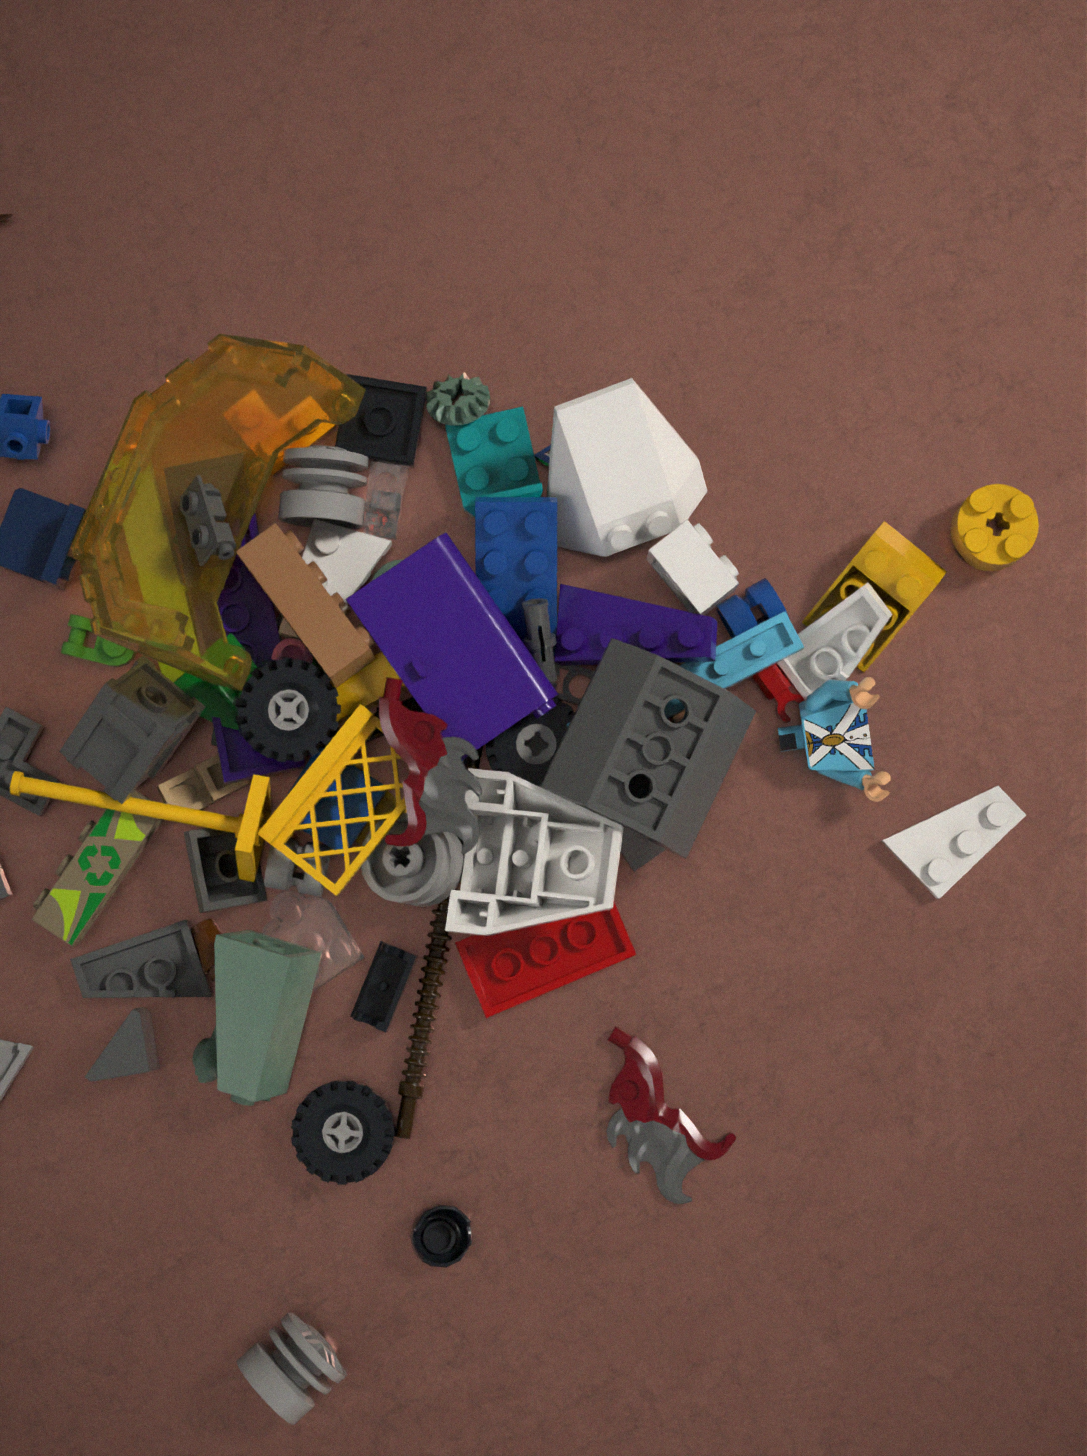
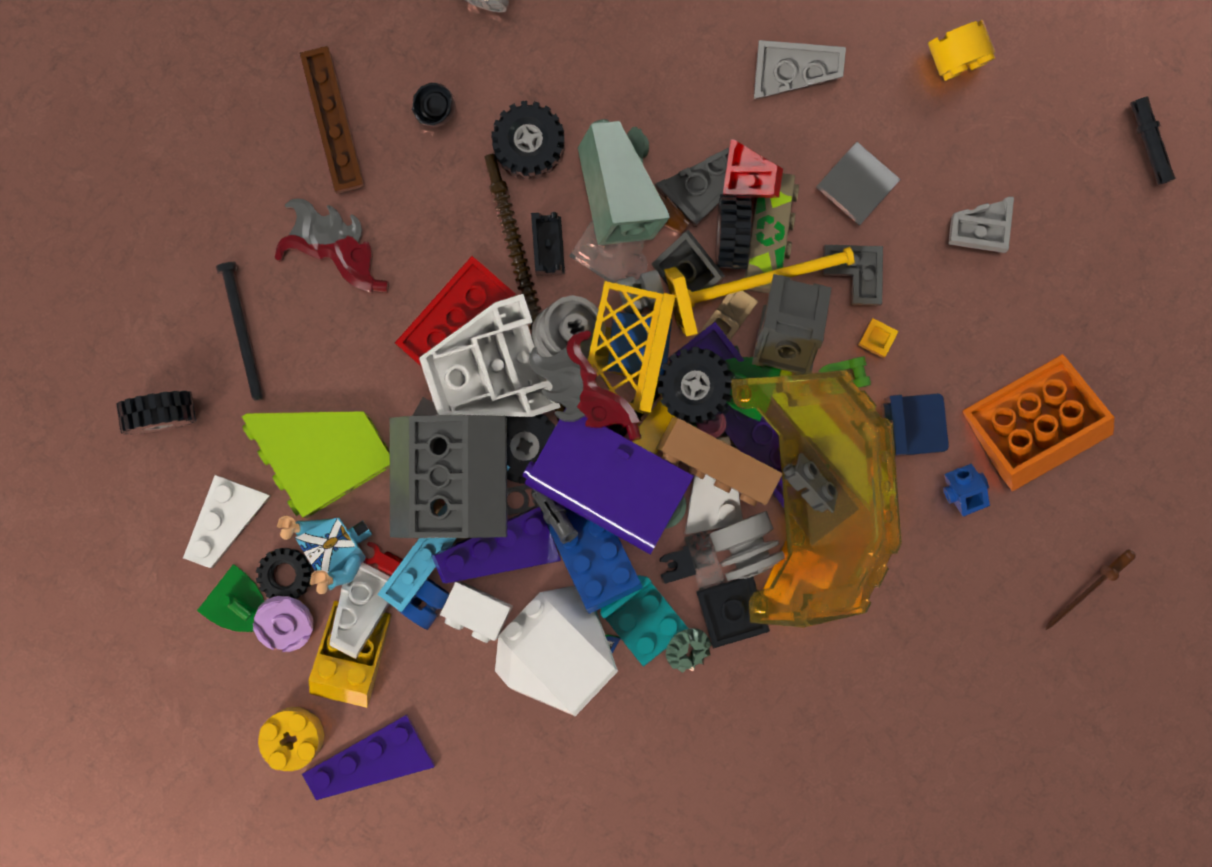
camera: 145 degrees right, 0 degrees up
(32, 667) = (878, 338): none -> yellow plate
(86, 946) = (751, 173): none -> wing
(130, 1050) = (687, 120): dark grey slope -> none
(144, 884) = (733, 231): none -> black wheel
(416, 506) = (682, 565): none -> black hinge
(579, 1282) = (332, 119): none -> reddish brown plate
(797, 861) = (318, 454): none -> lime slope
(820, 1068) = (227, 270): none -> black bar
(899, 454) = (375, 759): none -> dark purple wing
(934, 732) = (269, 564): none -> black tyre
(939, 672) = (283, 623): none -> lavender tile
(973, 1007) = (156, 412): none -> black wheel
(986, 727) = (233, 601): none -> green shield

